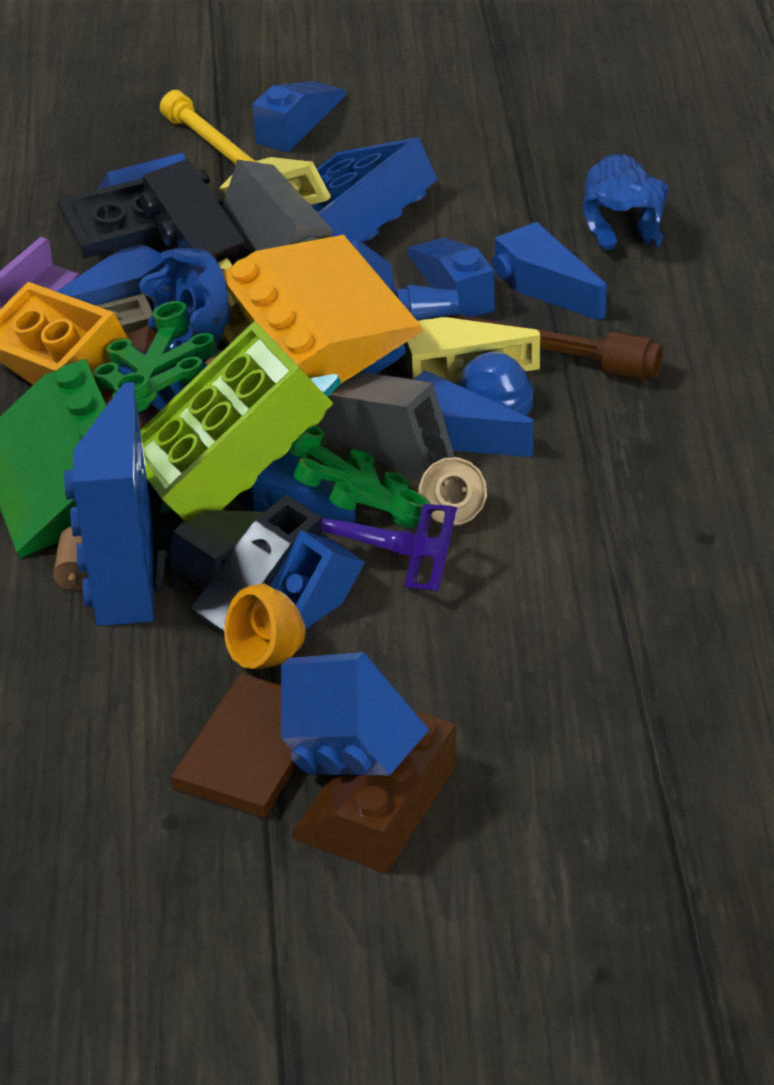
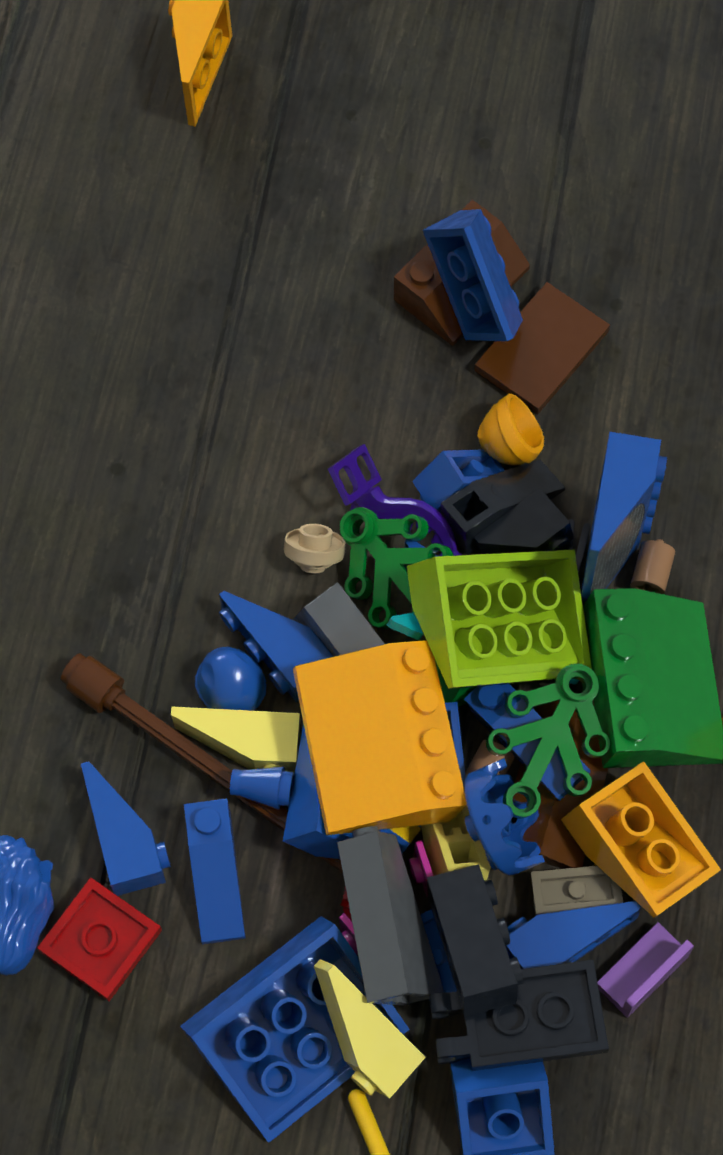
camera: 165 degrees left, 25 degrees up
(530, 203) = (99, 939): none -> red plate

